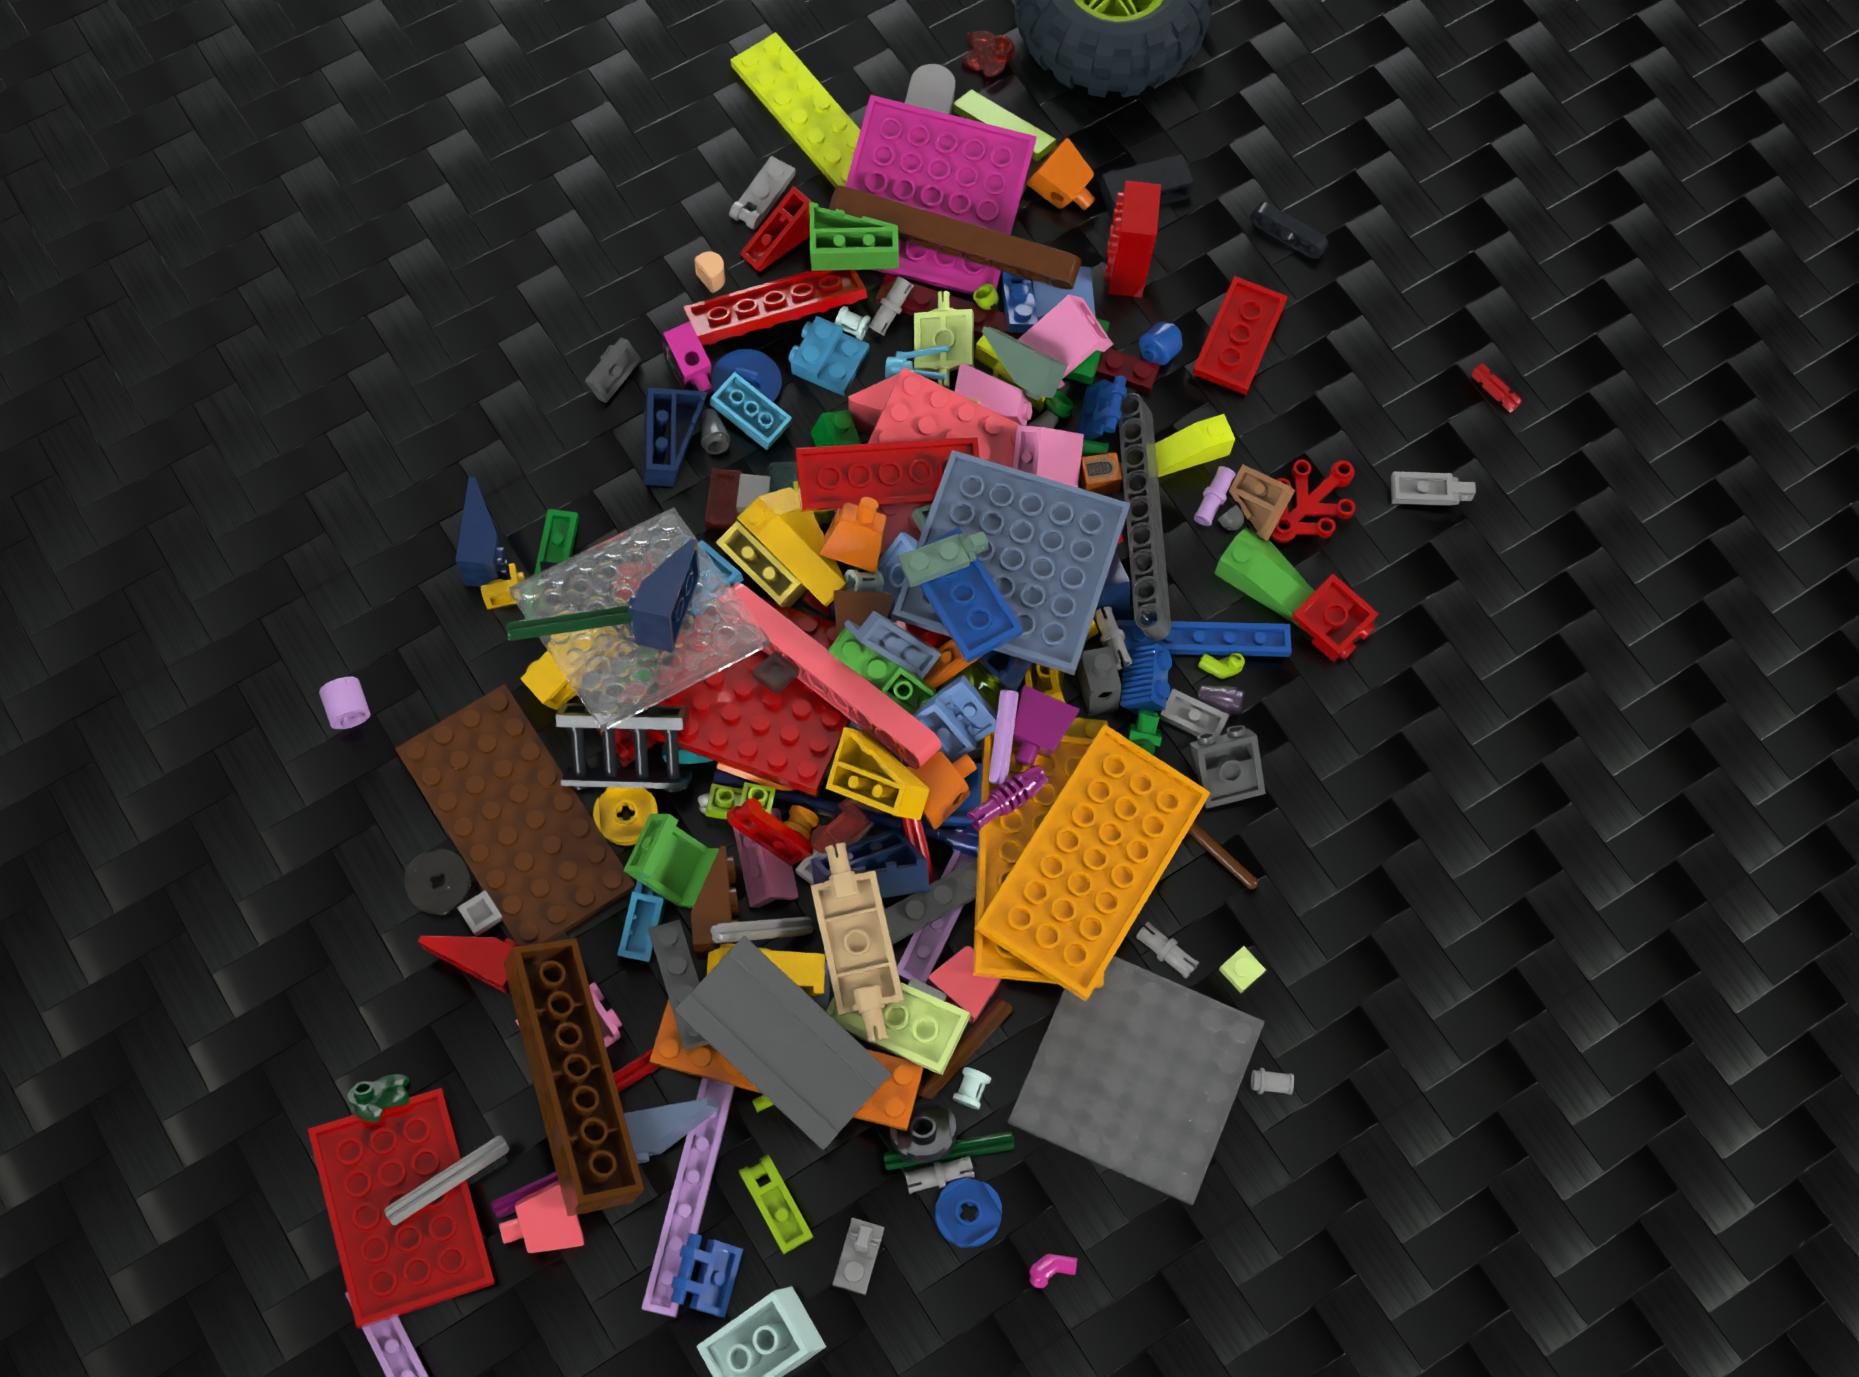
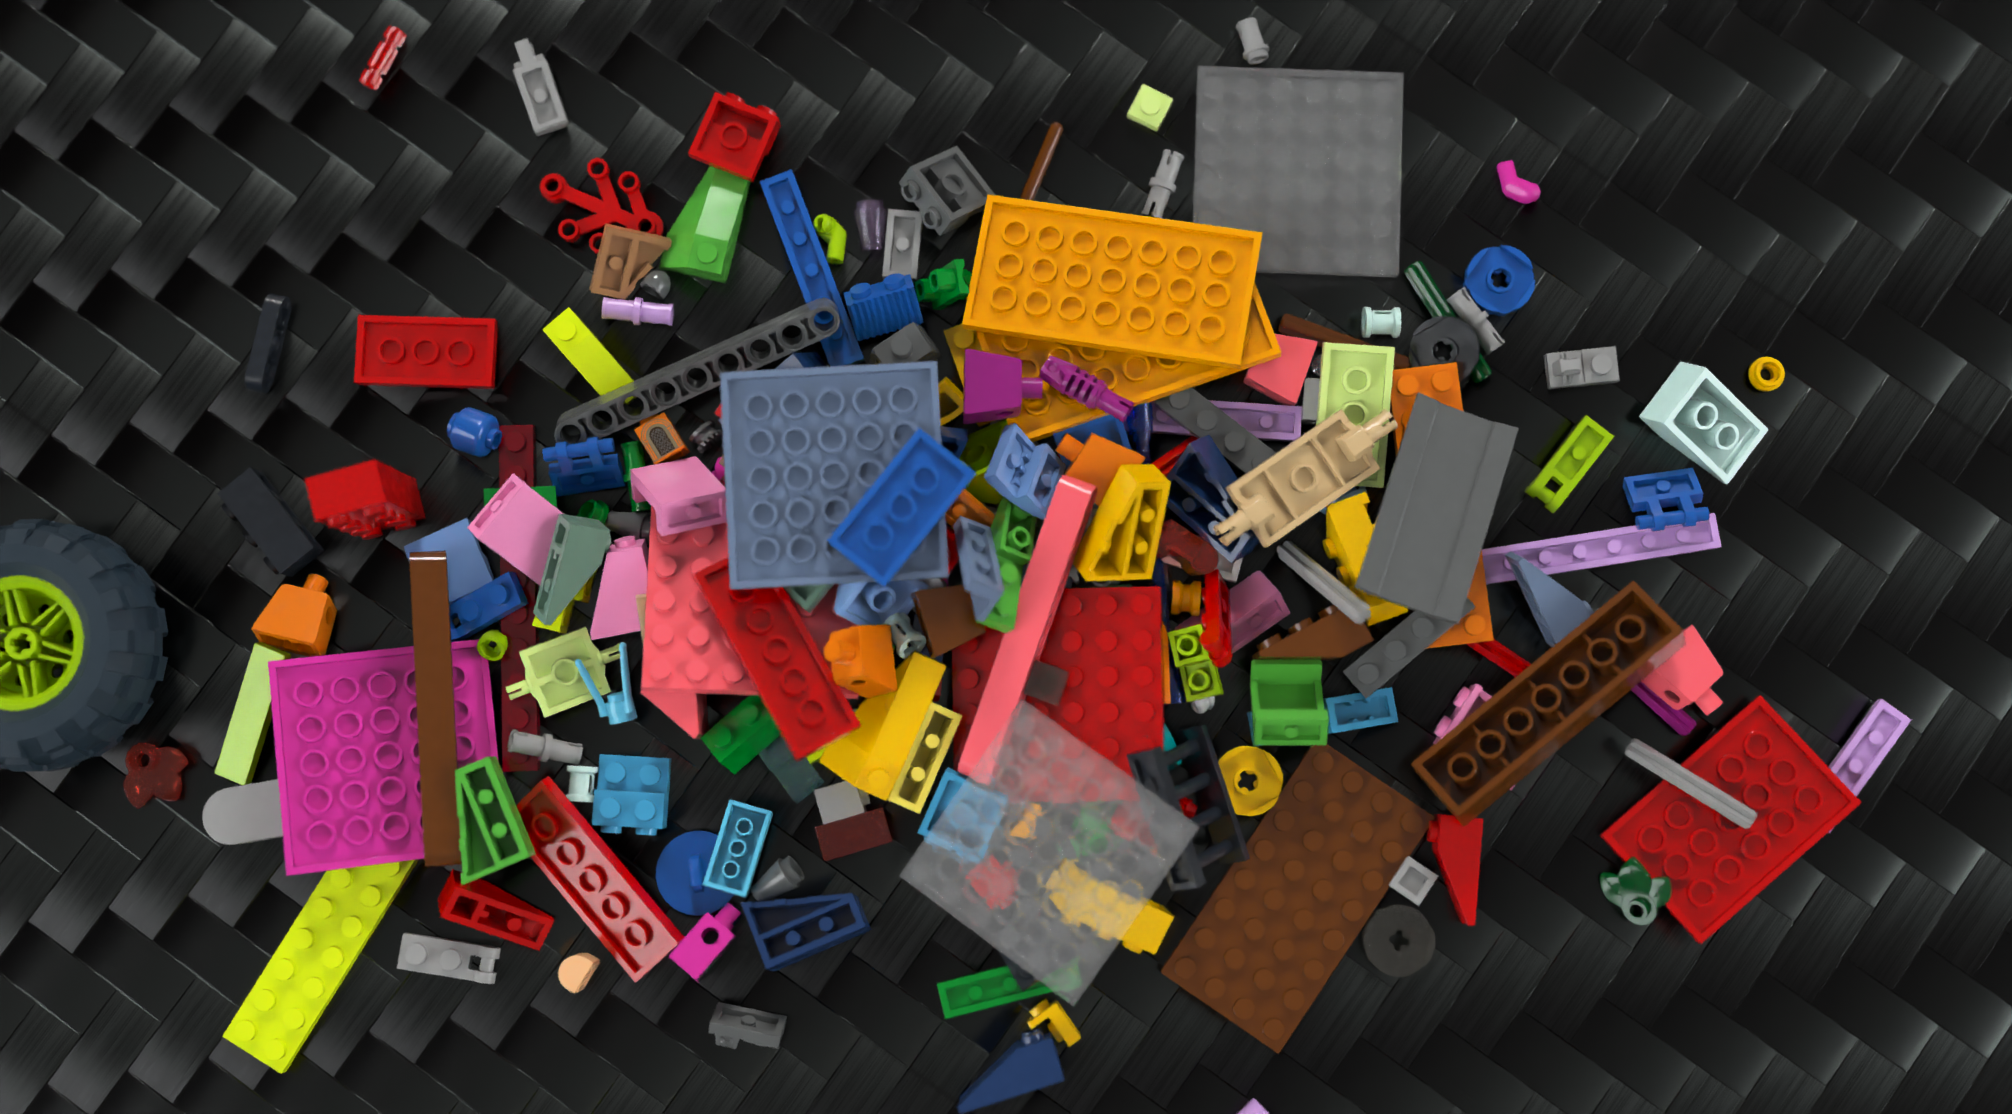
camera: 100 degrees left, 15 degrees up
(568, 622) = (1096, 915): dark green axle -> none
(665, 599) = (1040, 821): dark blue slope -> none
(941, 557) = (874, 543): sand green hinge -> none
(1003, 736) = (1027, 415): lavender axle -> none
(1112, 636) = (859, 350): light grey pin -> none

